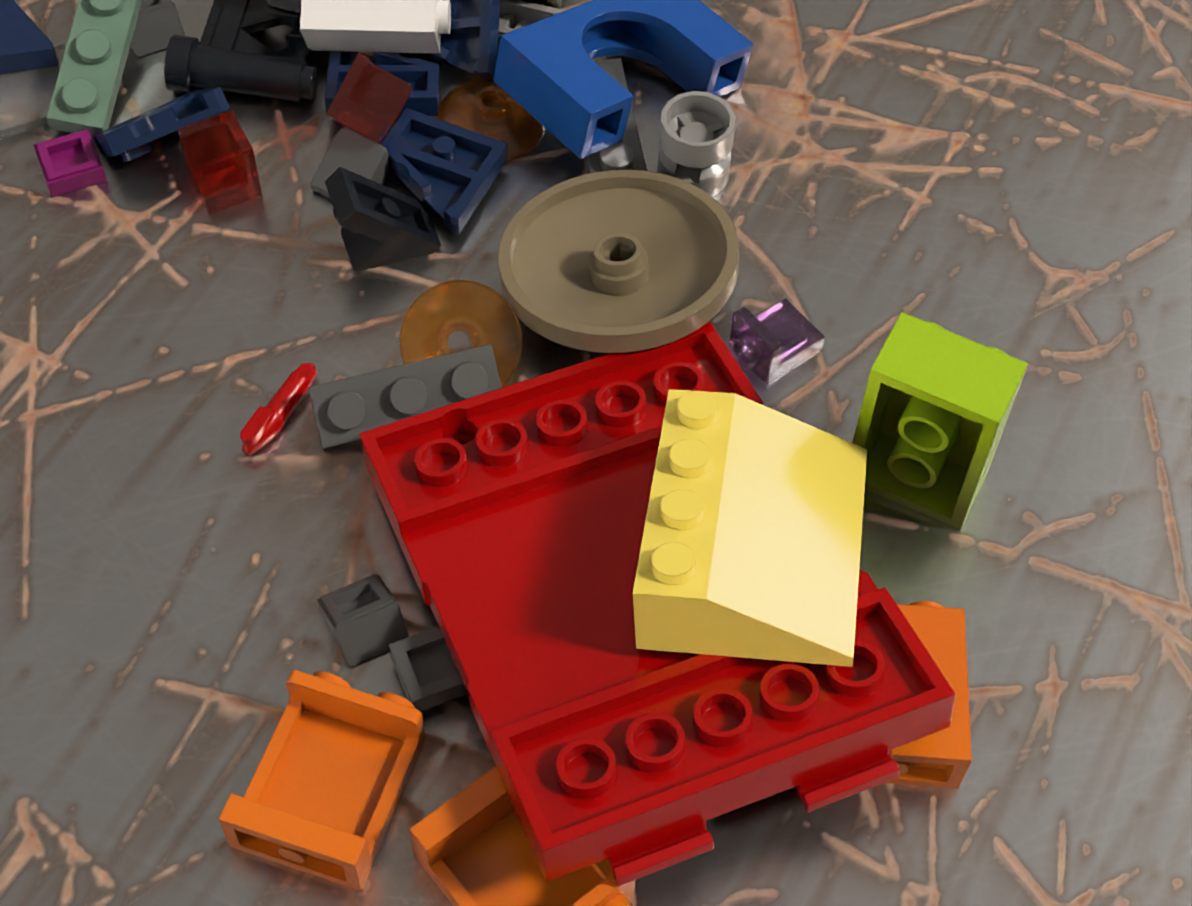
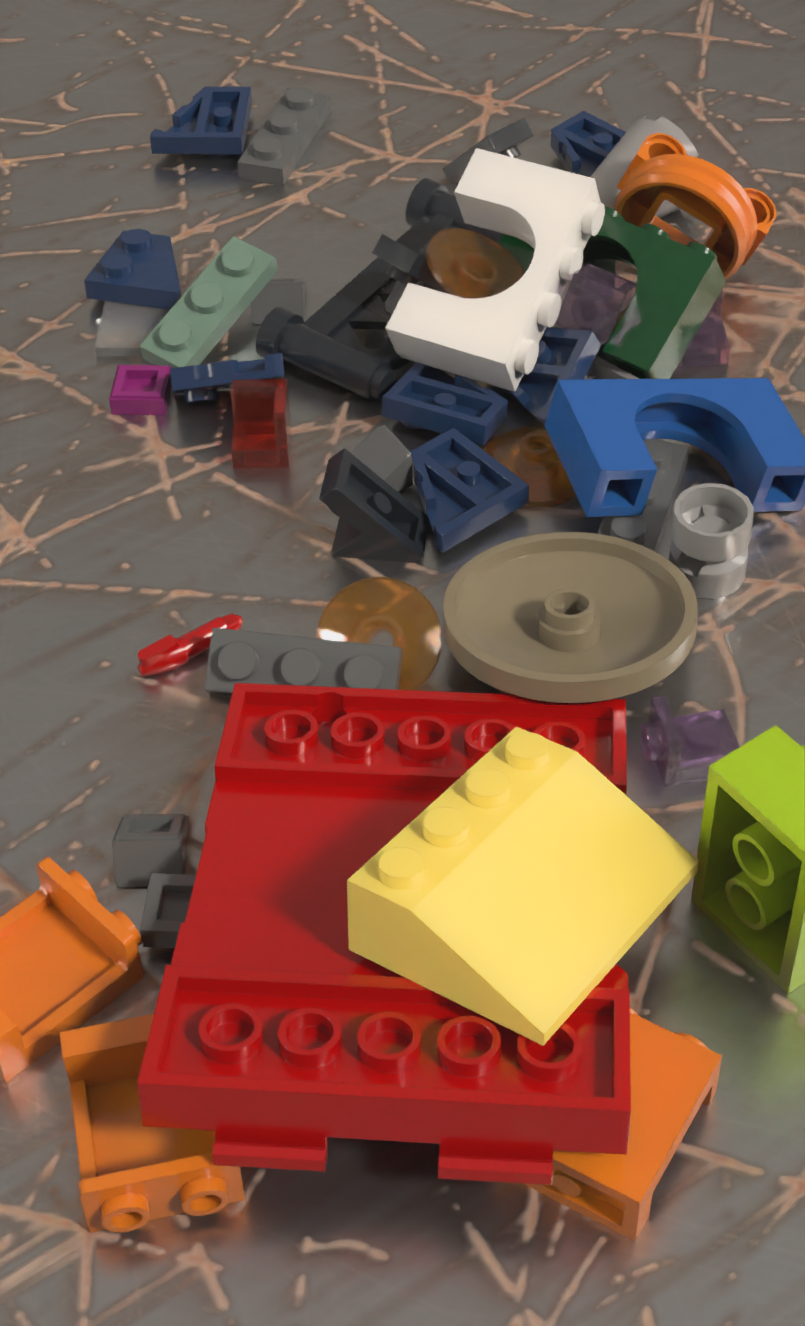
camera: 30 degrees right, 10 degrees down
(369, 100) = (416, 406): clear red panel -> none

